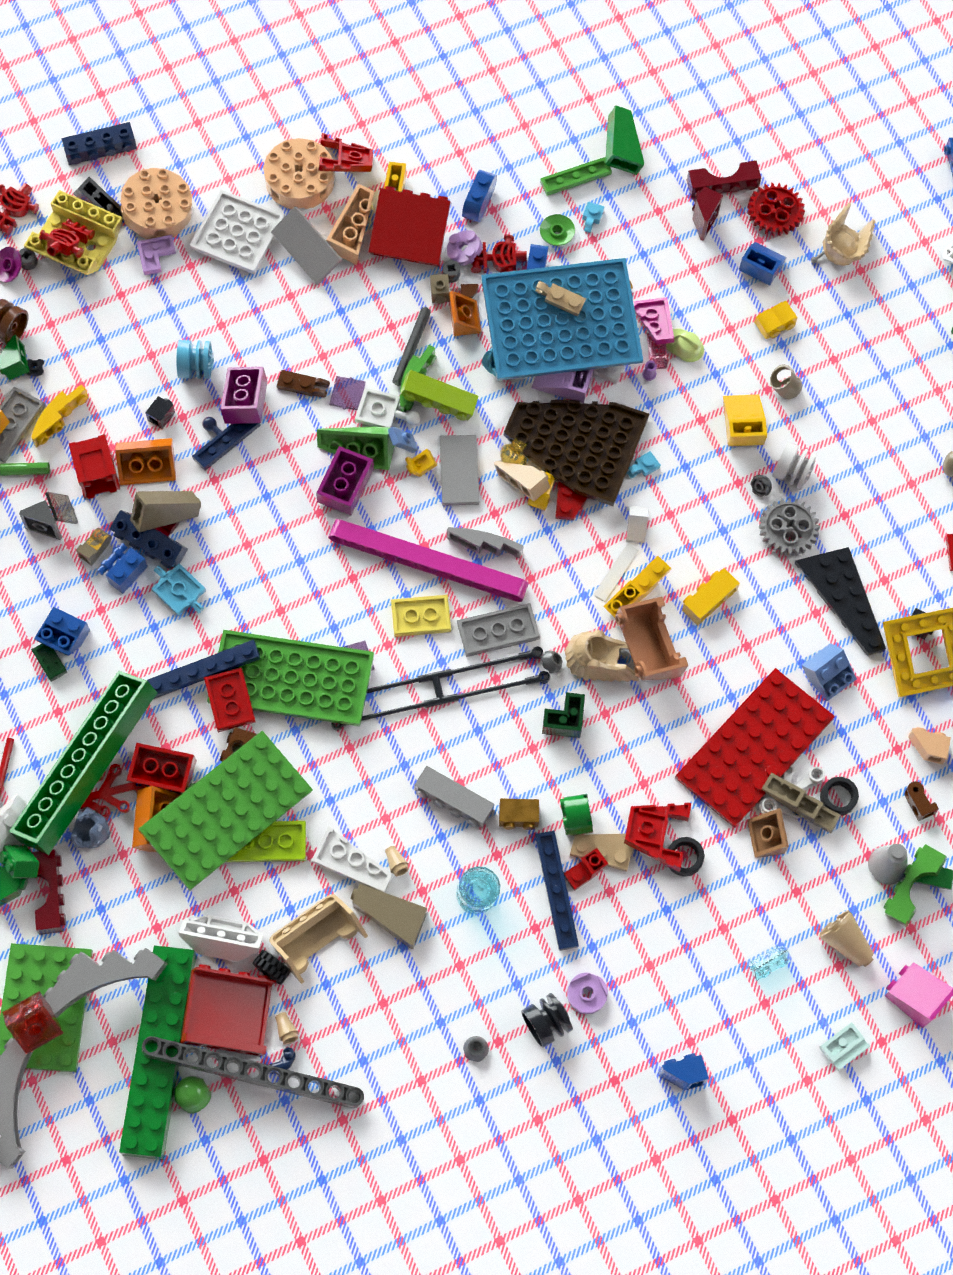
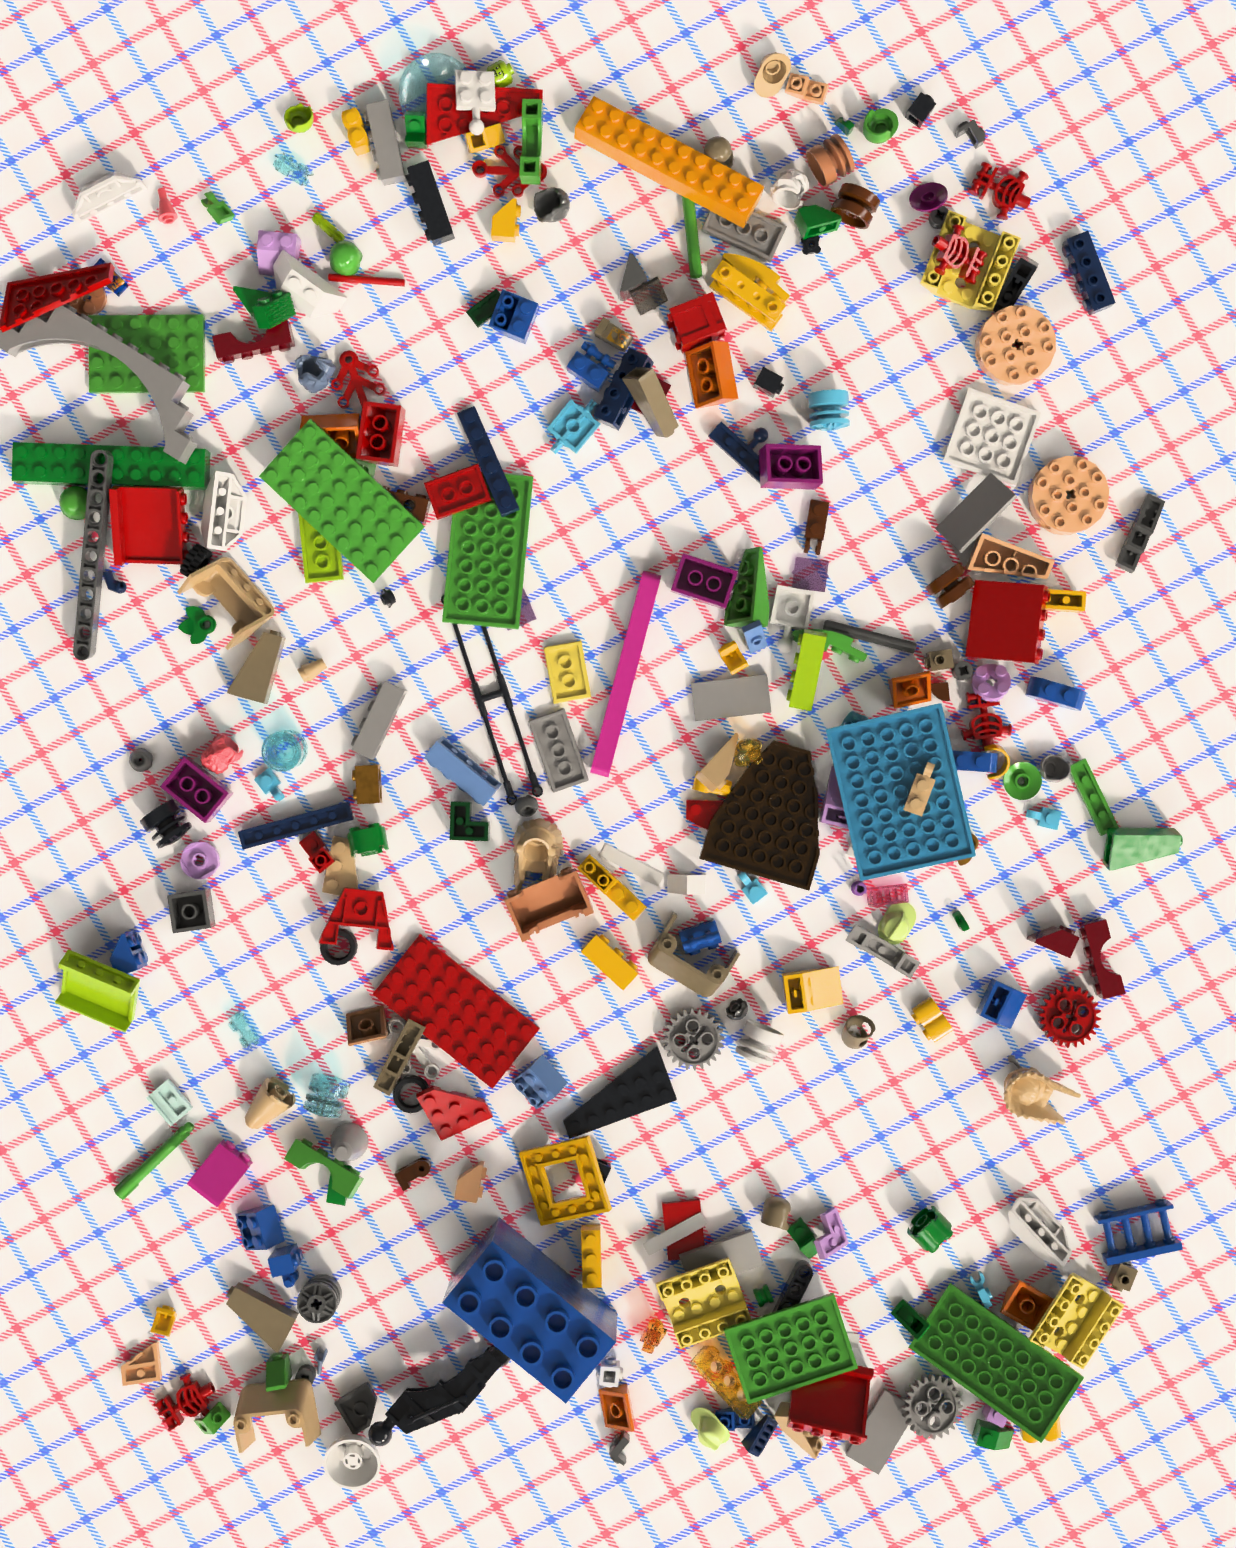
camera: 85 degrees right, 20 degrees up
(32, 1022) = (113, 344): clear red slope -> none
(76, 419) = (747, 295): none -> yellow fence
(83, 762) = (378, 356): green brick -> none
(152, 249) = (961, 348): lavender plate -> none
(286, 1029) = (143, 582): tan cone -> none
(329, 779) = (387, 597): none -> black plate
(336, 979) = (195, 624): none -> green plate
(341, 123) = (1140, 533): none -> dark grey slope
(349, 861) = (309, 622): white wing -> none
(350, 157) = (1093, 552): red wing -> none
(371, 271) = (950, 586): none -> reddish brown wheel
(477, 958) = (220, 754): none -> coral hair
(478, 540) = (651, 722): light grey slope -> none
(510, 915) = (268, 783): none -> medium azure plate
(512, 718) = (462, 771): none -> medium blue brick
(512, 986) = (196, 789): none -> magenta brick
(538, 241) = (1005, 766): none -> yellow helmet
(548, 202) = (1054, 768): none -> light grey hair
(640, 1002) = (191, 910): none -> dark grey brick
(656, 319) = (922, 892): wing -> none
(685, 289) = (960, 920): none -> green tile
(689, 512) = (700, 937): none -> blue brick
(710, 355) = (883, 950): none -> light grey slope
(710, 544) = (664, 960): none -> dark tan windscreen
(722, 1105) = (98, 991): none -> lime panel
(840, 876) = (327, 1095): none -> clear light blue wheel
(857, 755) = (452, 1110): none -> plate
(929, 1094) = (132, 1180): none -> bright green piece

